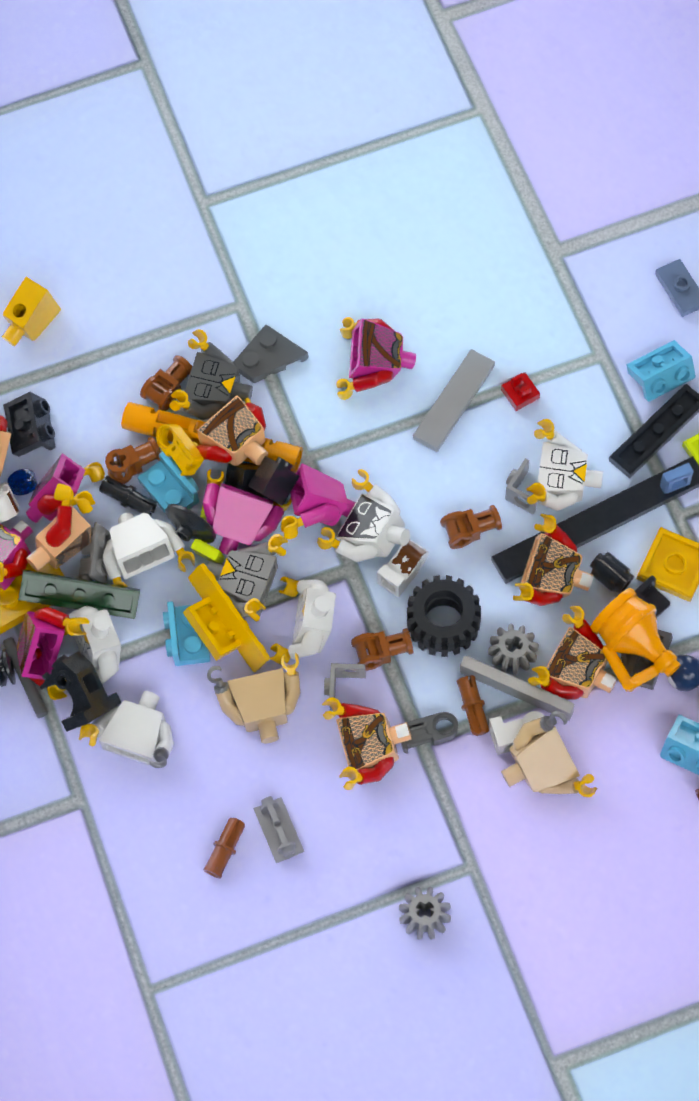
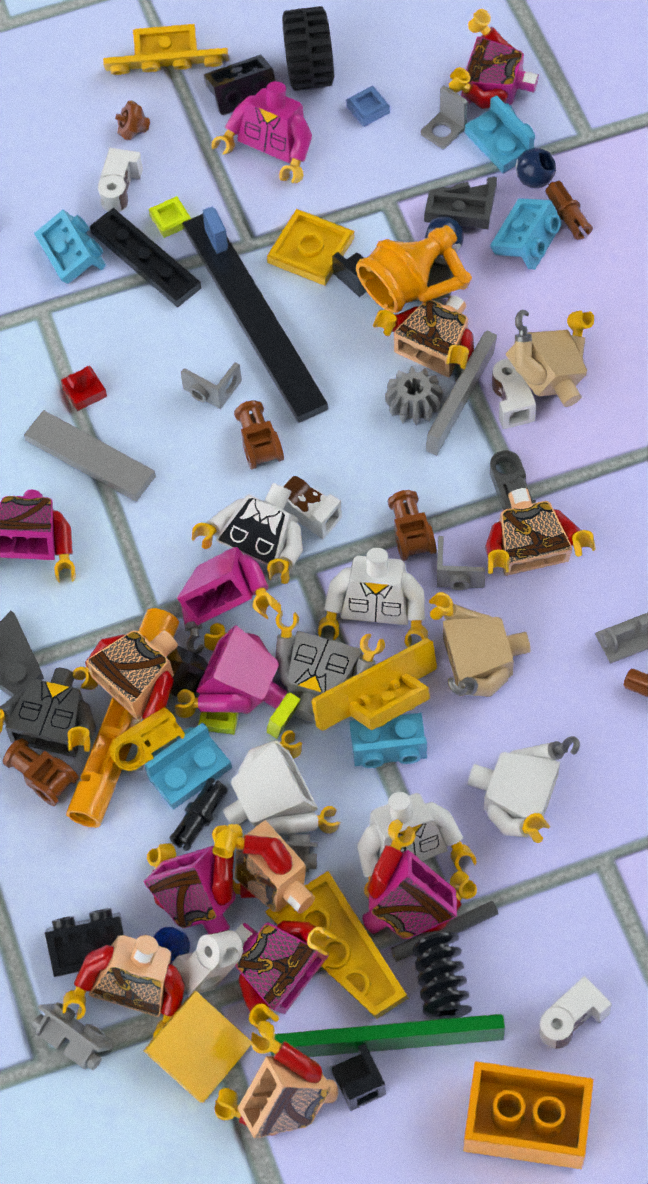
camera: 90 degrees left, 5 degrees down
(77, 593) = (340, 859): tile -> none
(84, 688) = (487, 830): black tile -> none
(131, 460) = (148, 808): dark orange connector -> none
(189, 524) = (250, 728): black dish -> none
(274, 479) = (197, 628): black brick -> none
(449, 594) = (367, 437): black tyre -> none
(473, 705) = (480, 437): dark orange axle -> none
(552, 567) = (319, 351): torso -> none
(561, 471) = (195, 343): white torso -> none
(611, 572) = (322, 300): black brick -> none

